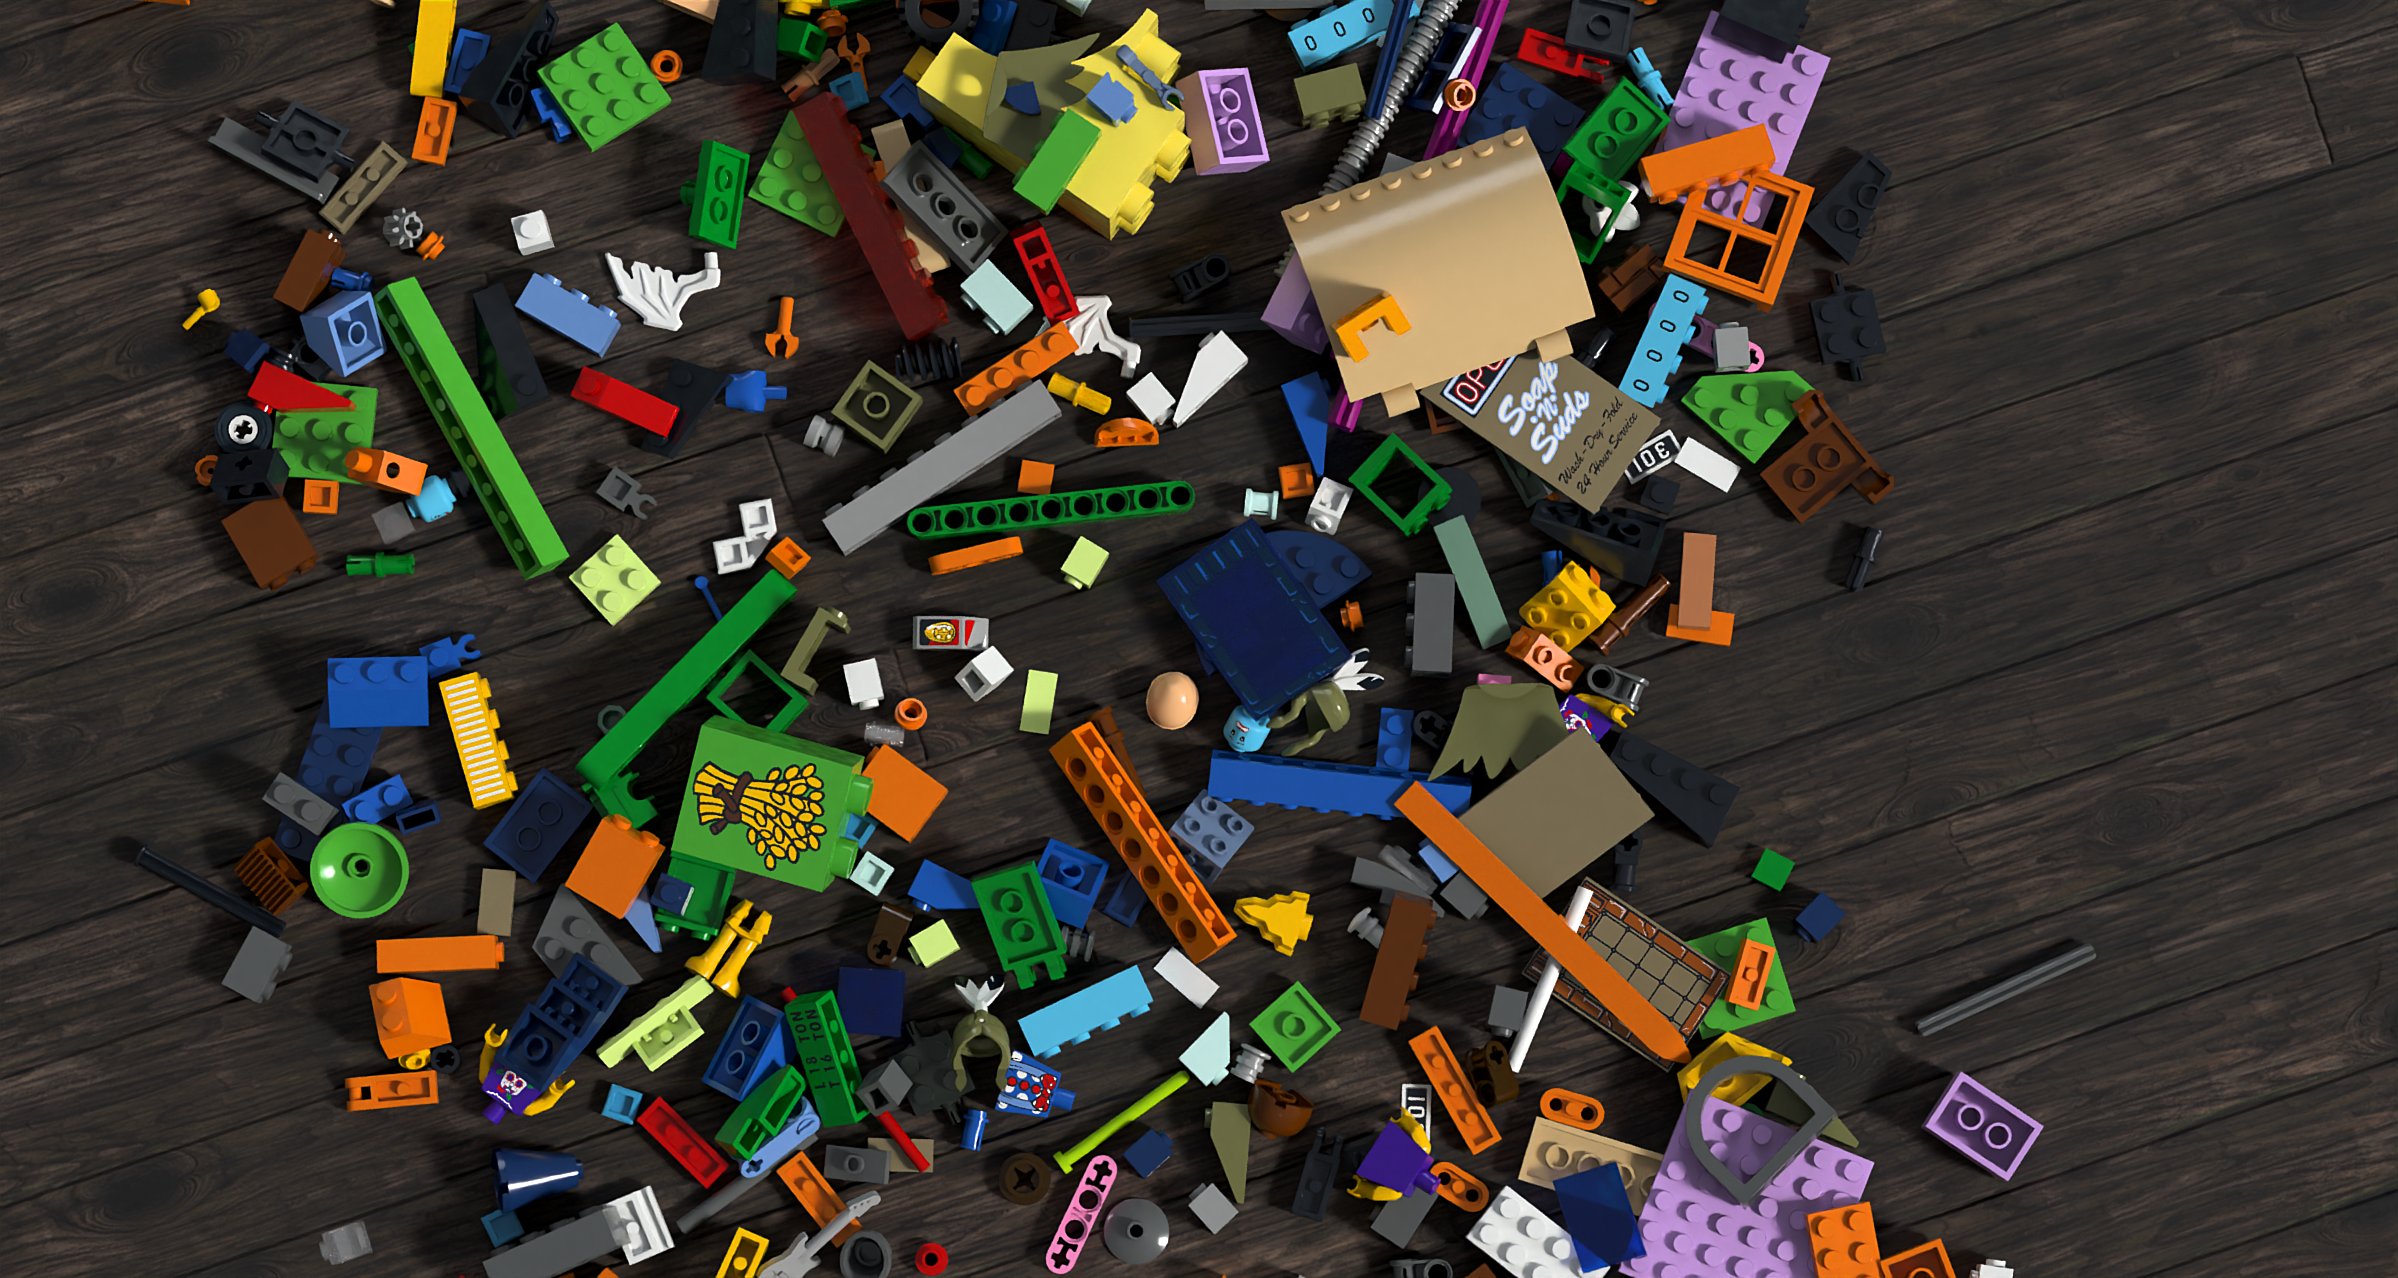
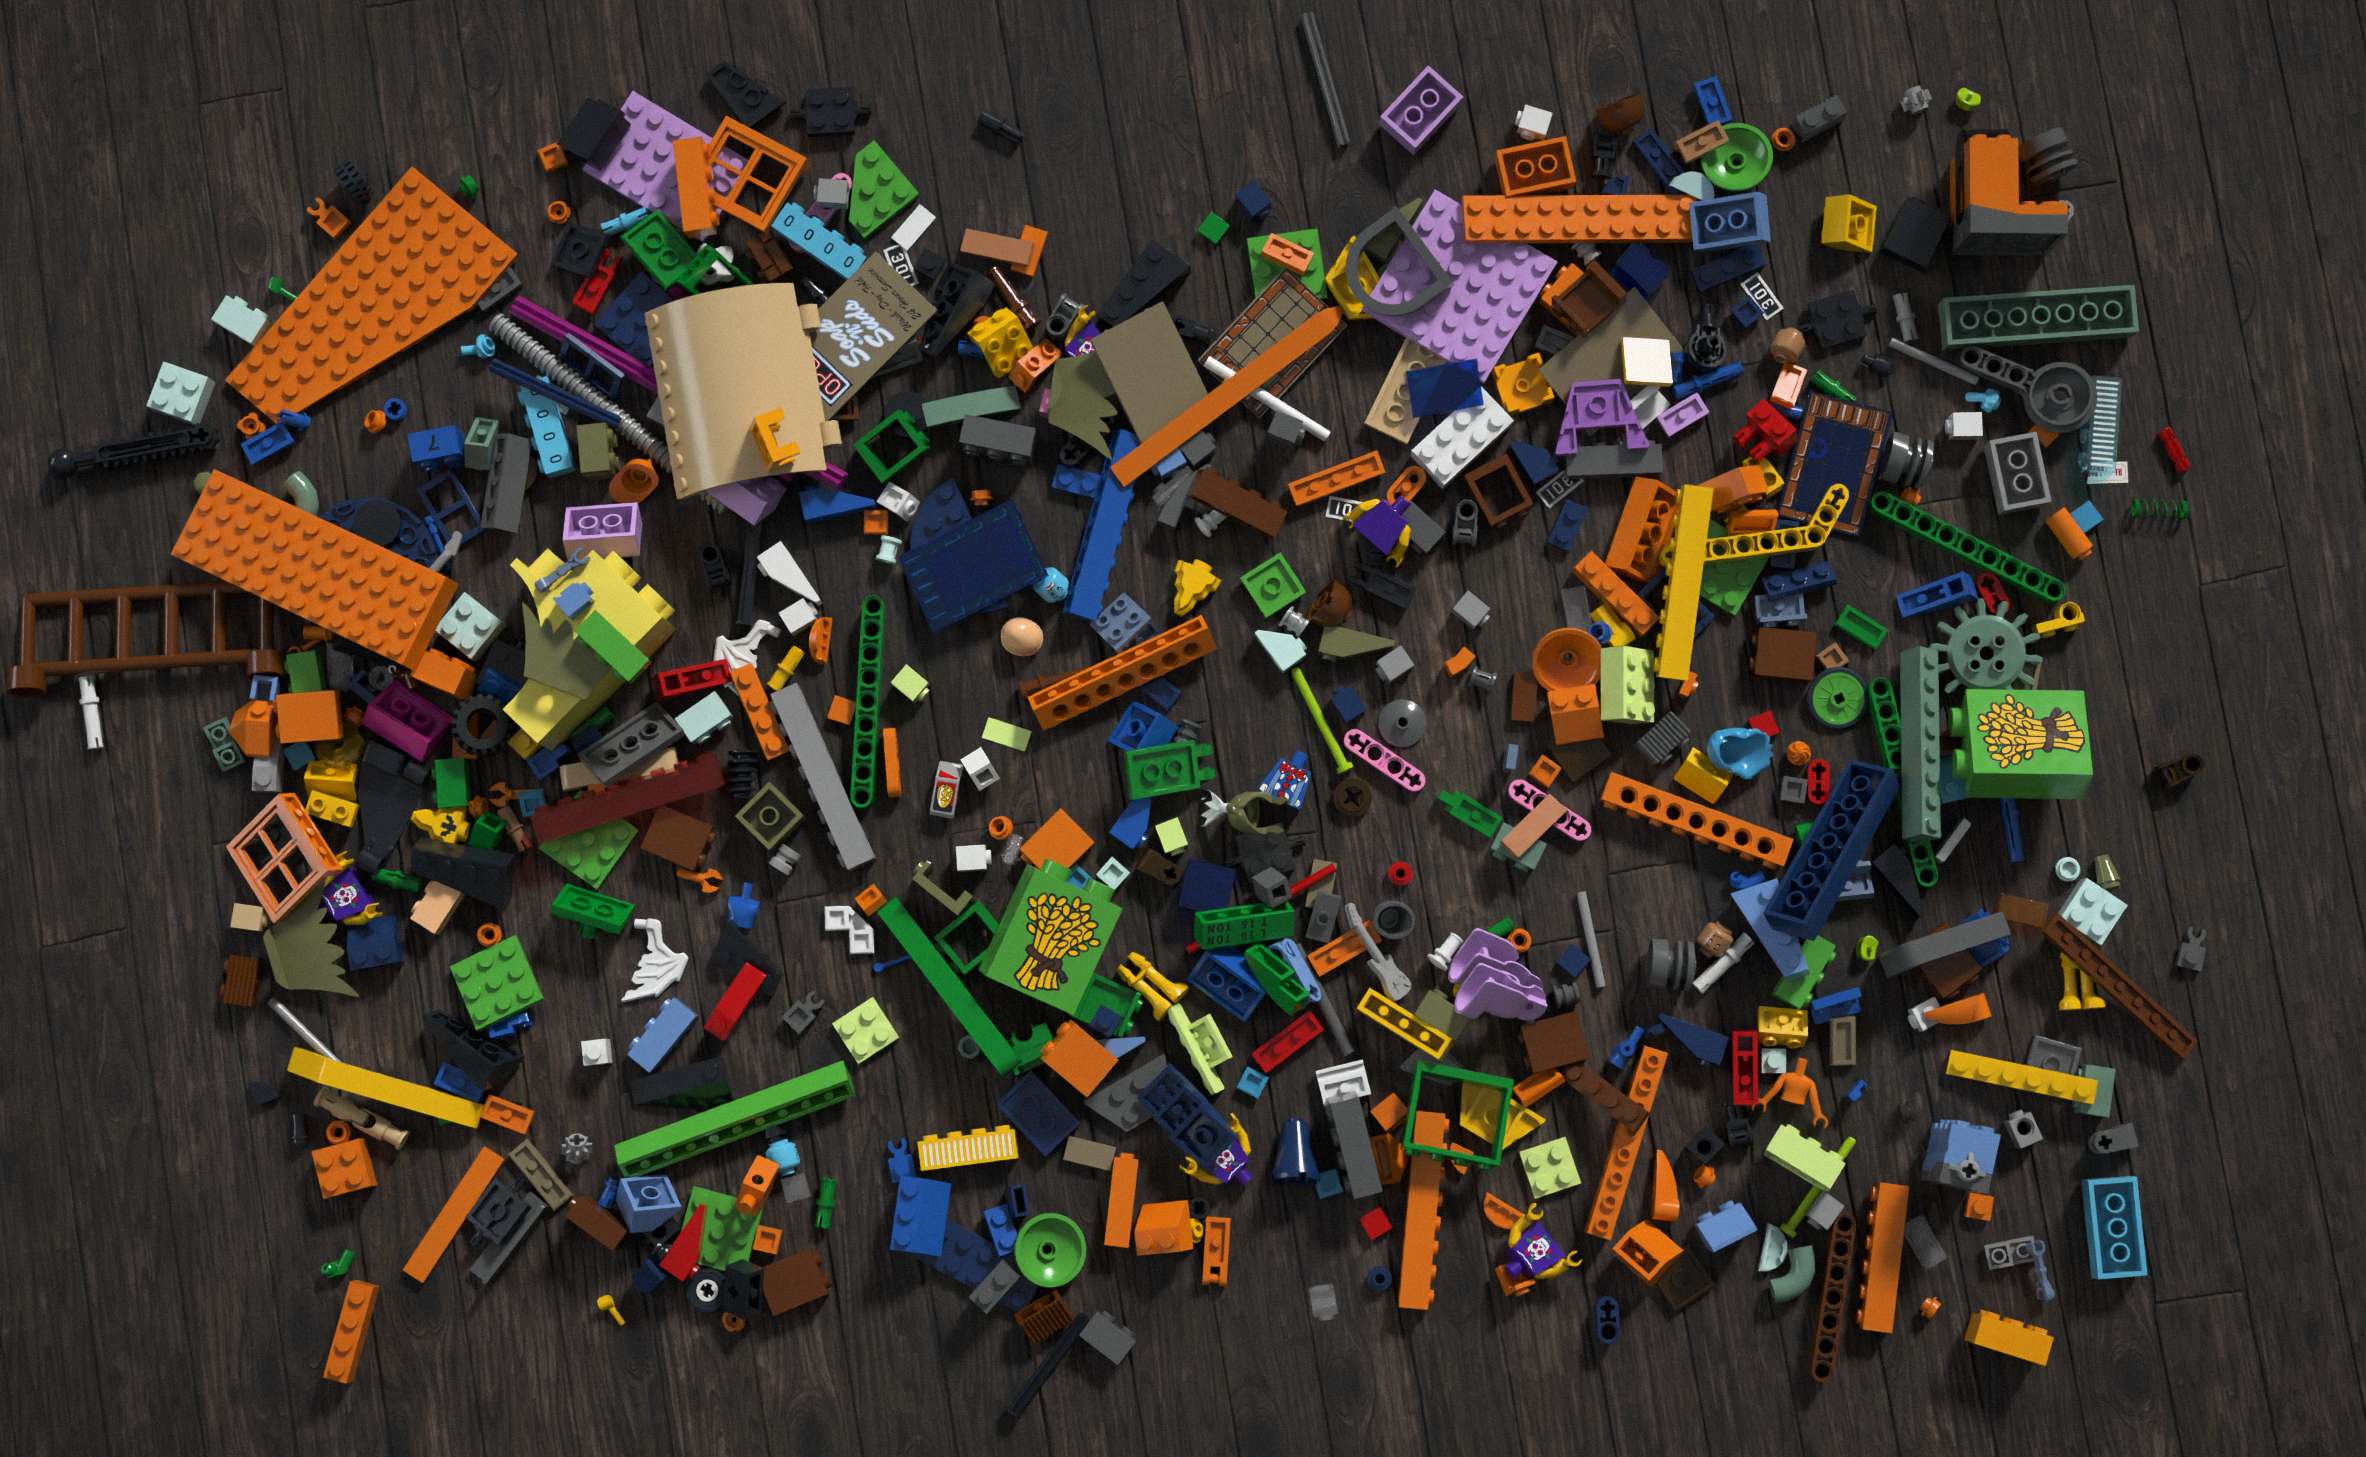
camera: 75 degrees left, 0 degrees up
(294, 84) = (453, 1214): none -> orange tile
(430, 246) = (593, 1130): orange plate -> none
(830, 291) = (679, 838): none -> reddish brown brick
(973, 1129) = (1310, 828): blue pin -> none
(1023, 98) = (562, 664): dark blue tile -> none
(1085, 1011) = (1238, 734): medium azure brick -> none
(1186, 977) = (1224, 658): white sticker -> none
(1297, 151) = (634, 481): none -> orange piece
(1326, 701) = (1043, 524): olive hair -> none
(1466, 97) = (613, 356): orange plate -> none
(1493, 1077) = (1331, 449): dark brown piece -> none
(1571, 1109) = (1362, 398): orange plate -> none
(1823, 463) = (927, 143): reddish brown piece -> none

